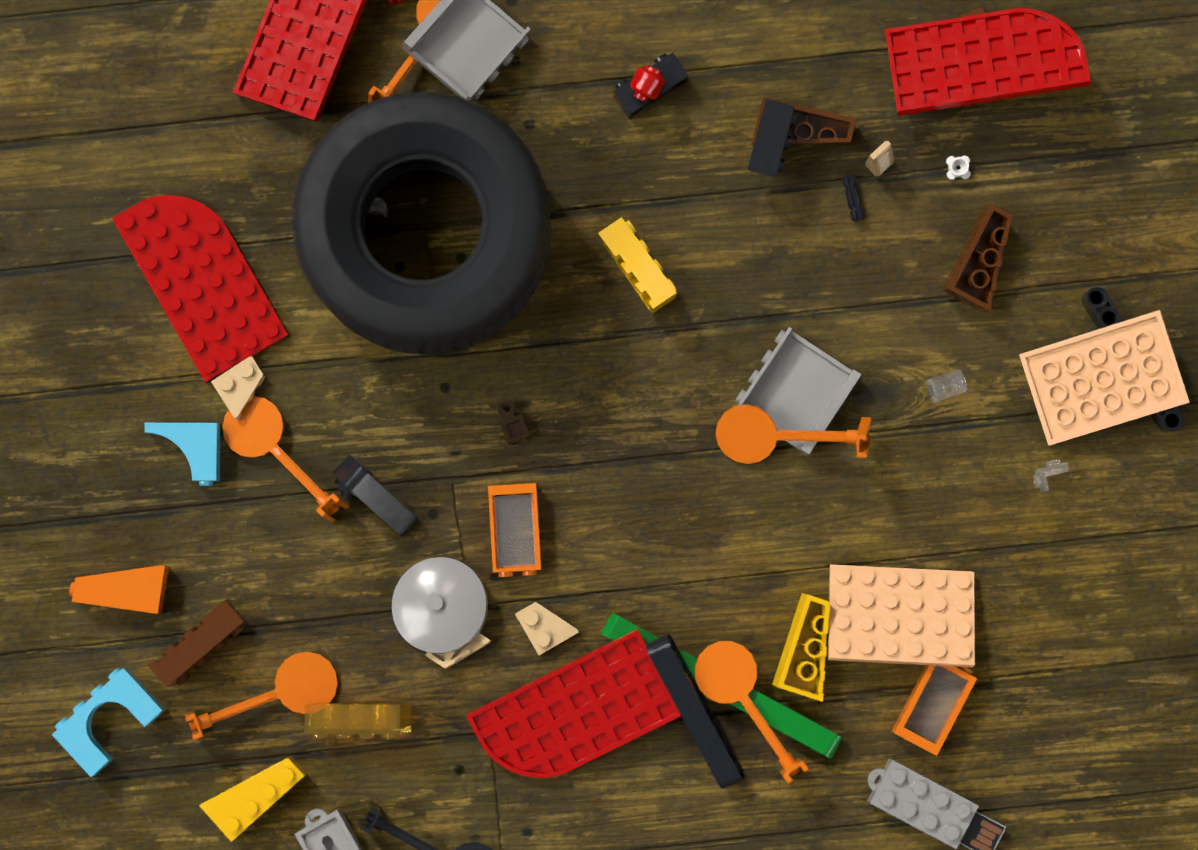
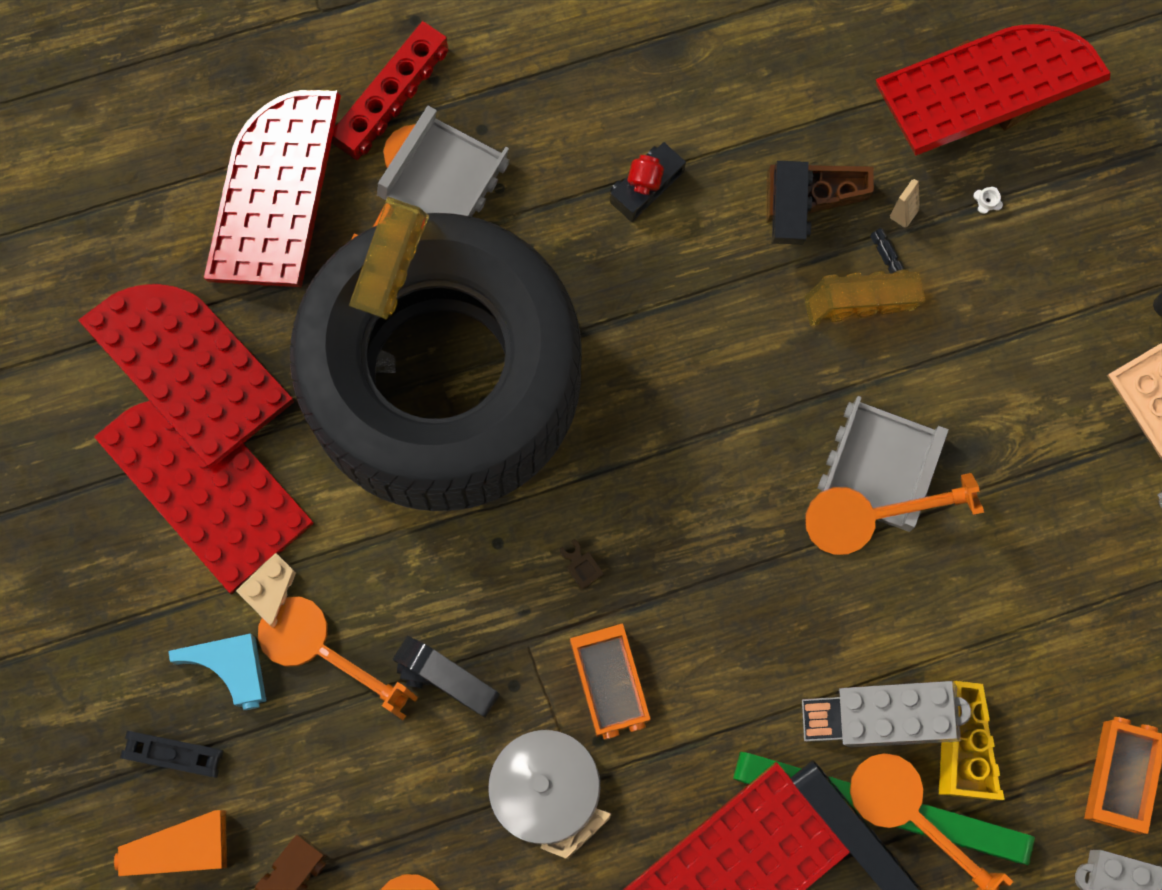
camera: 15 degrees left, 10 degrees down
(132, 509) = (171, 754): none -> black plate
(204, 171) = (187, 366): none -> red plate
(394, 135) = (389, 258): none -> clear yellow wedge
(544, 627) = (667, 786): tan wing -> none
(637, 264) = (679, 367): yellow wedge -> none
(742, 610) = (887, 715): none -> light grey piece
(820, 235) = (864, 295): none -> clear yellow wedge
(901, 616) = (1063, 684): light nougat plate -> none
(946, 386) = (1041, 423): clear bracket -> none
(978, 264) = (1038, 291): reddish brown wedge -> none

